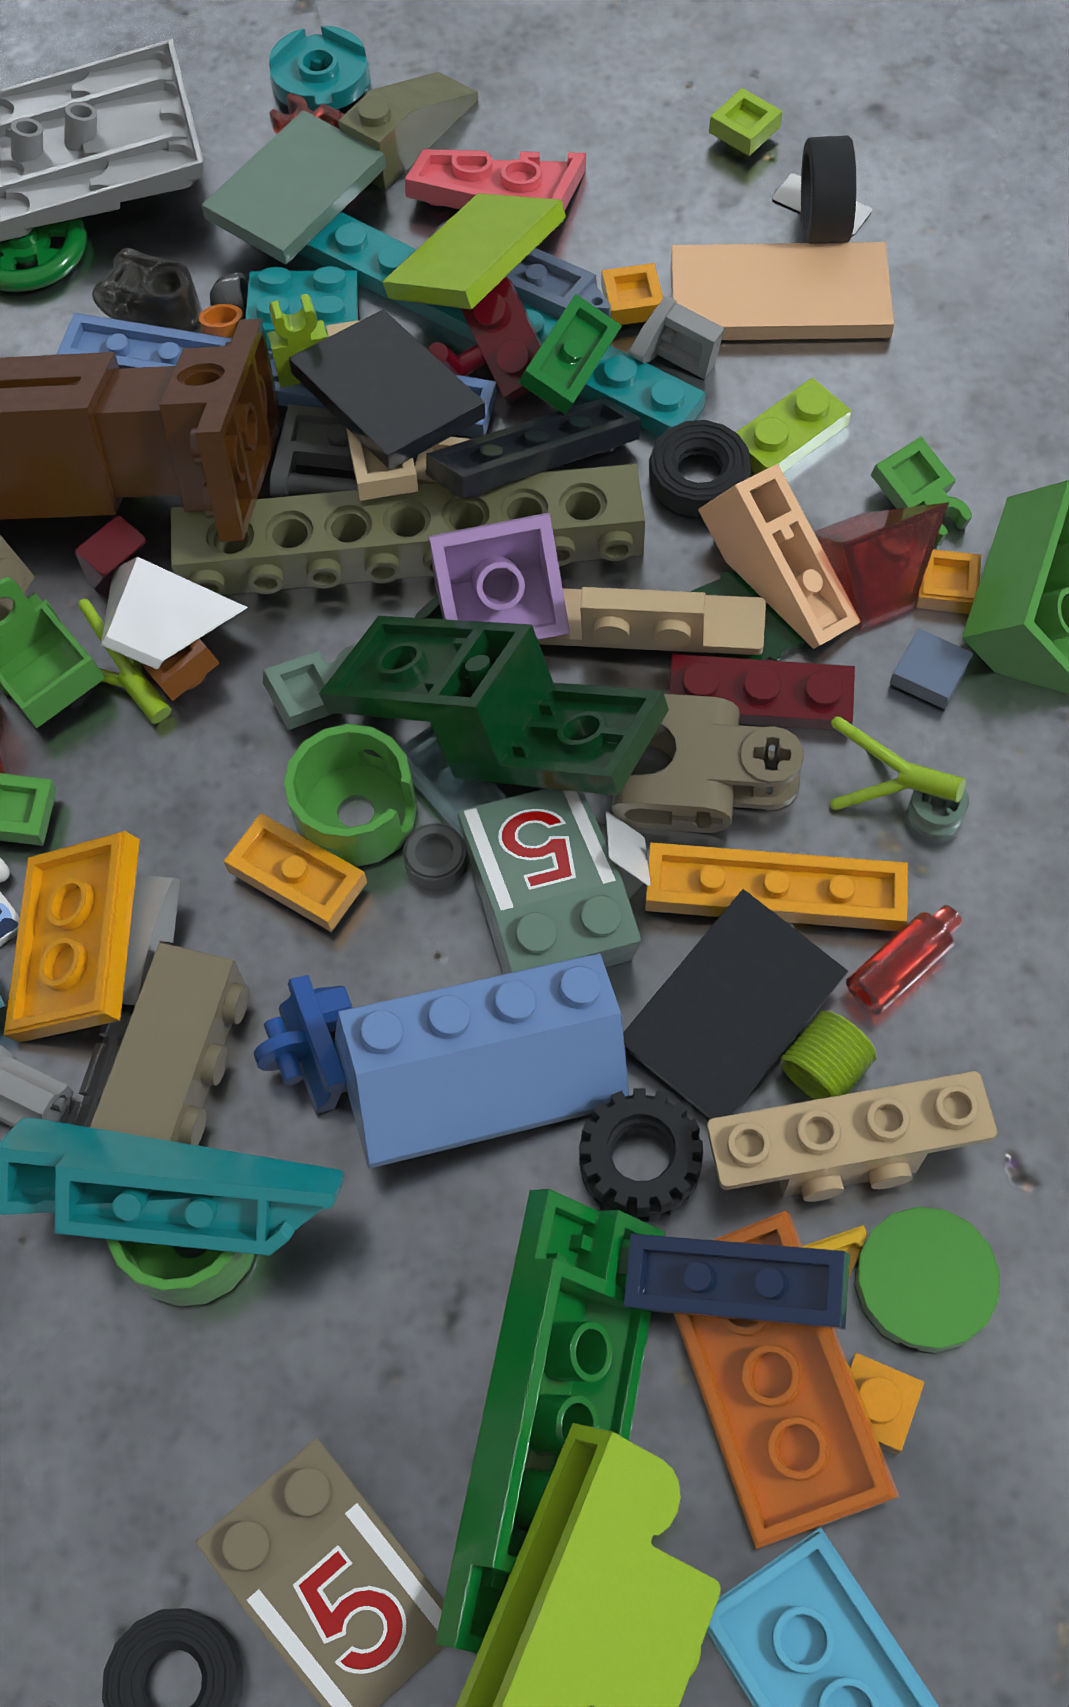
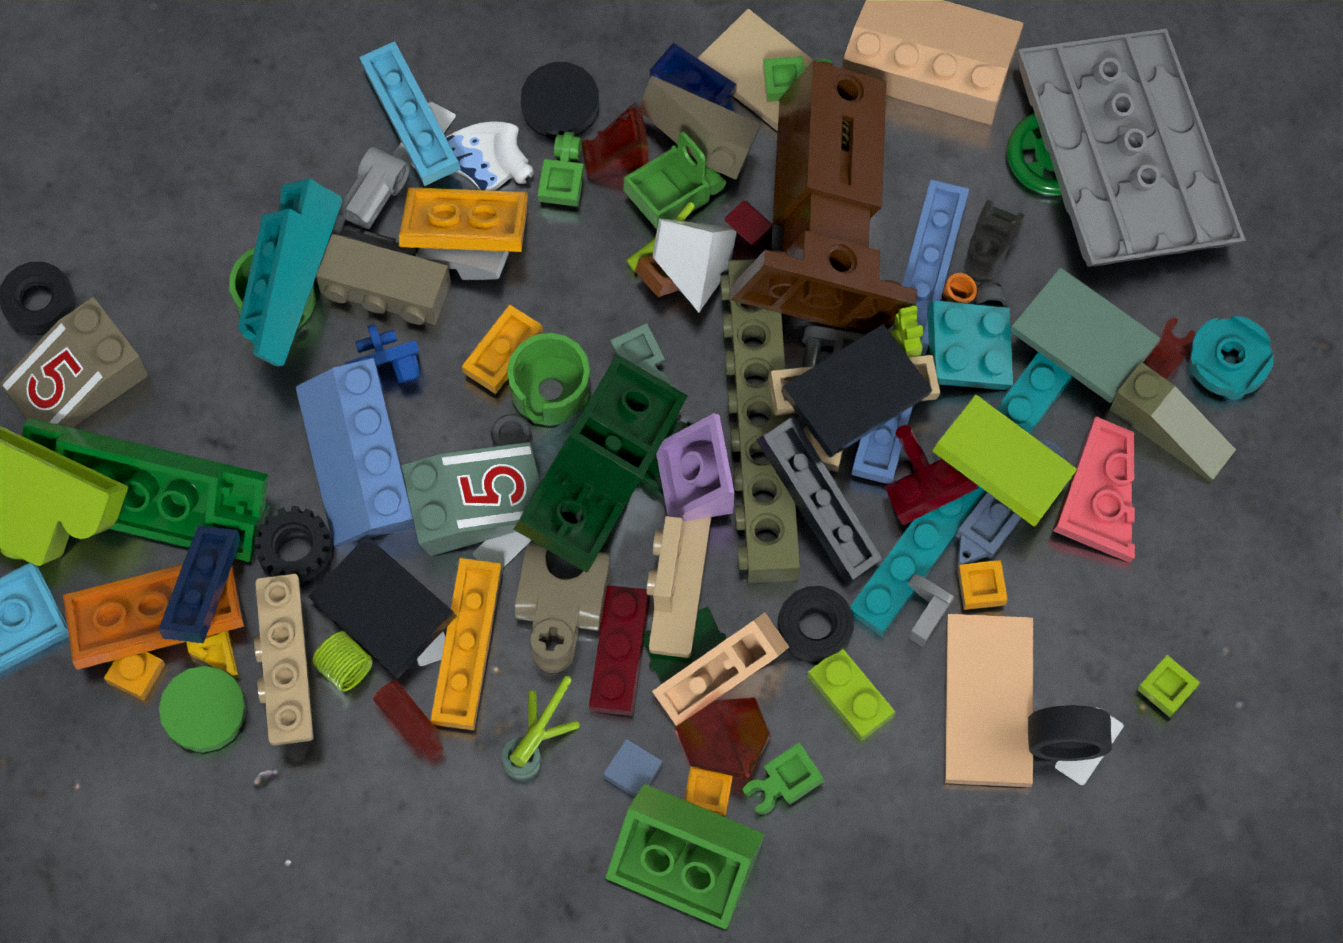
camera: 90 degrees right, 5 degrees up
(570, 354) = (900, 525): green plate -> none
(627, 848) = (494, 546): white sticker -> none

